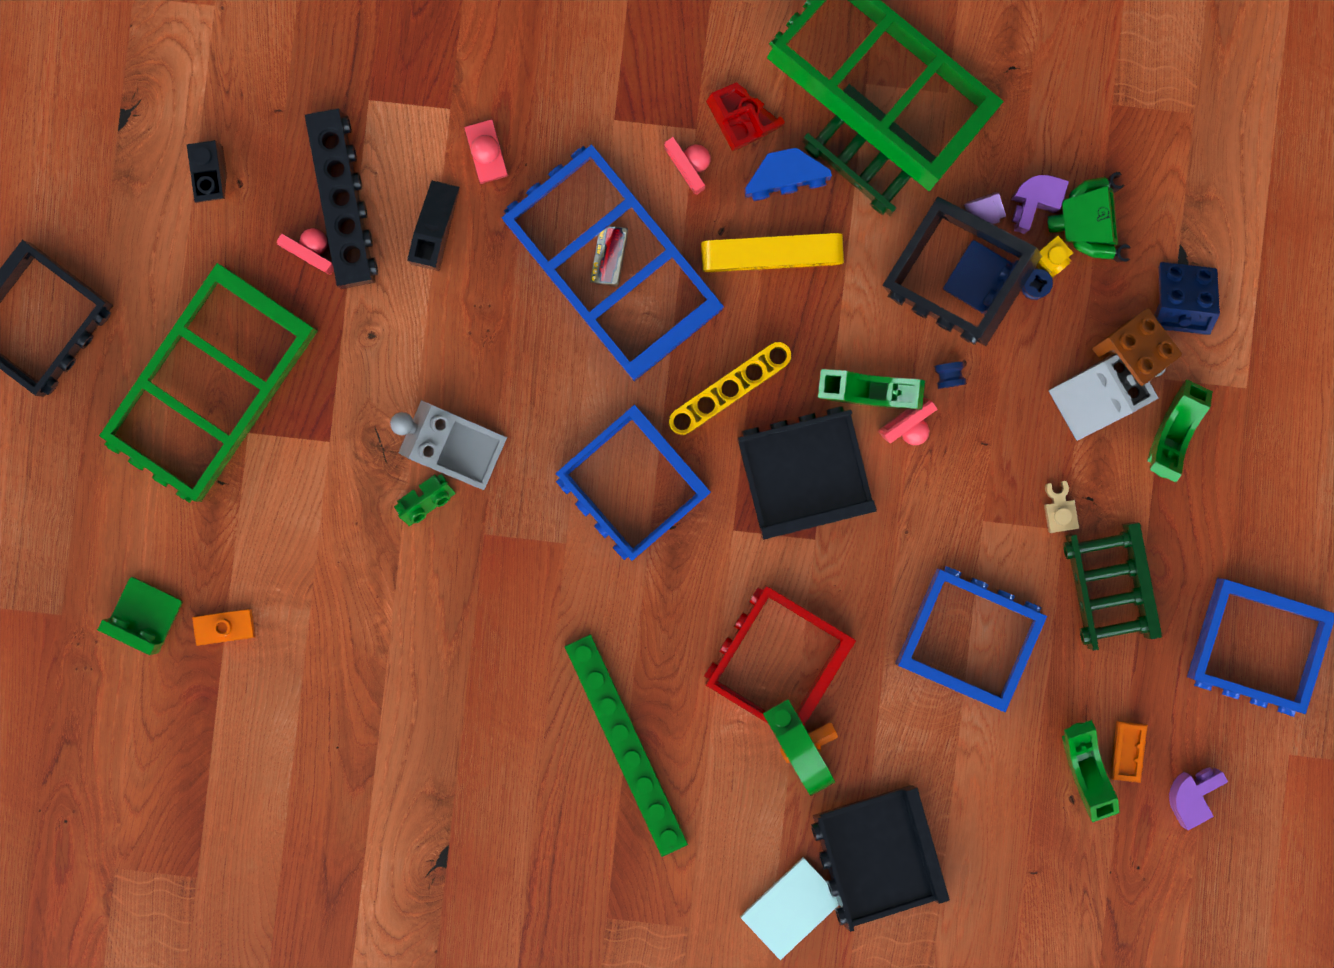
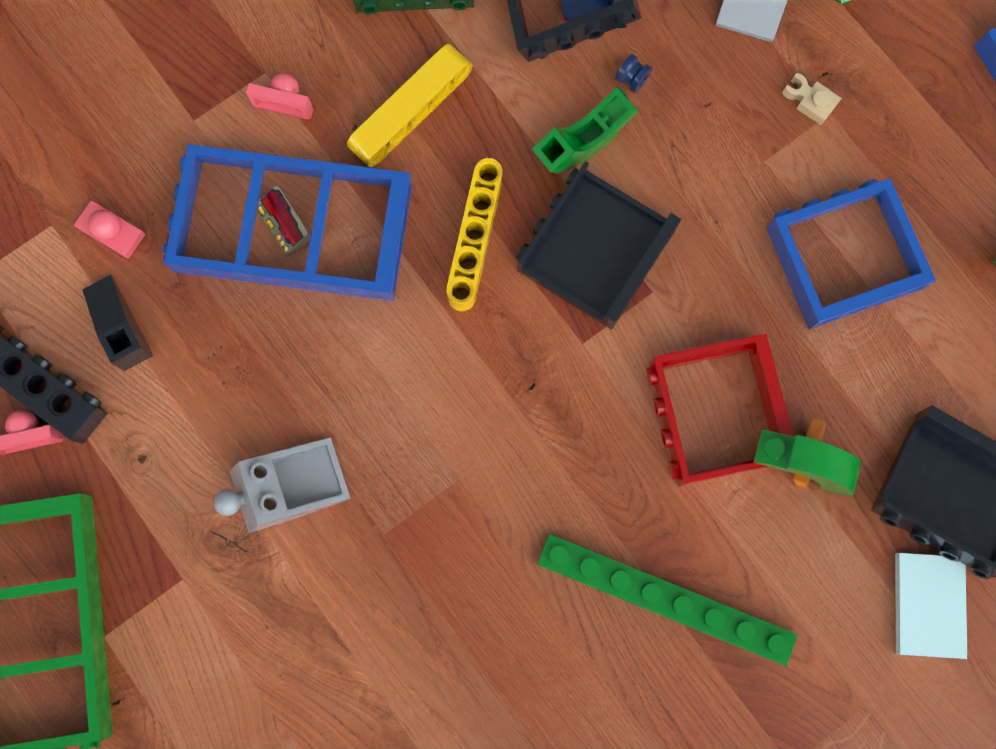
camera: 45 degrees left, 10 degrees down
(436, 493) = (305, 567): green hinge -> none
(587, 506) = (467, 327): blue window -> none
(741, 116) = (290, 31): red slope -> none
(785, 173) = (365, 37): blue slope -> none
(910, 425) = (640, 136): coral tile -> none
(1140, 595) = (926, 92): dark green fence -> none

